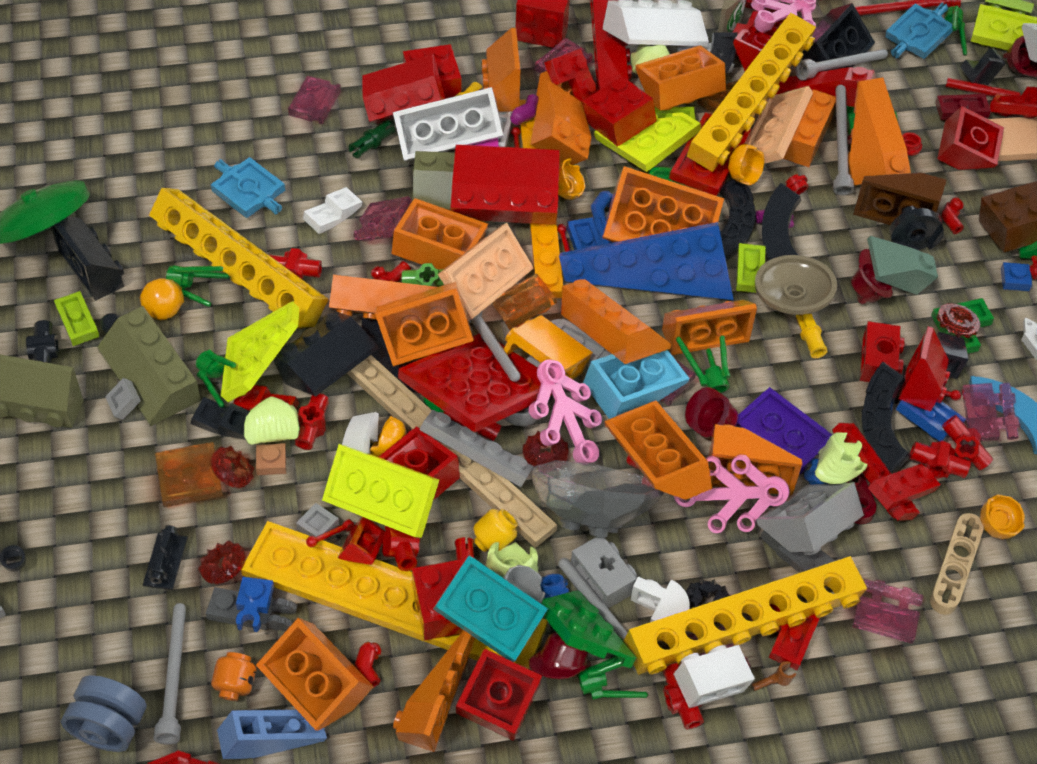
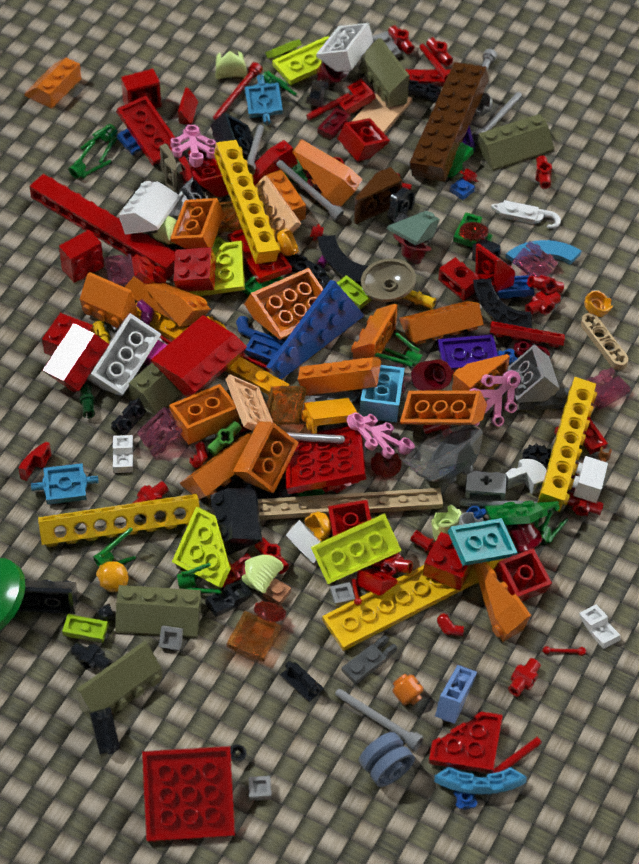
camera: 50 degrees left, 0 degrees up
(231, 565) = (331, 662): clear red gear -> none
(252, 599) = (371, 650): blue plate -> none
(262, 145) = (36, 458): none -> red slope
(314, 99) = (23, 409): clear pink plate -> none
(314, 675) = (440, 651): orange slope -> none
(383, 185) = (130, 417): none -> black hinge
(476, 448) = (362, 490): light grey plate -> none
(495, 527) = (421, 516): yellow head -> none
(800, 375) = (442, 321): none -> orange slope
(839, 460) = (513, 341): yellowish green hair -> none
(904, 486) = (549, 327): red plate -> none

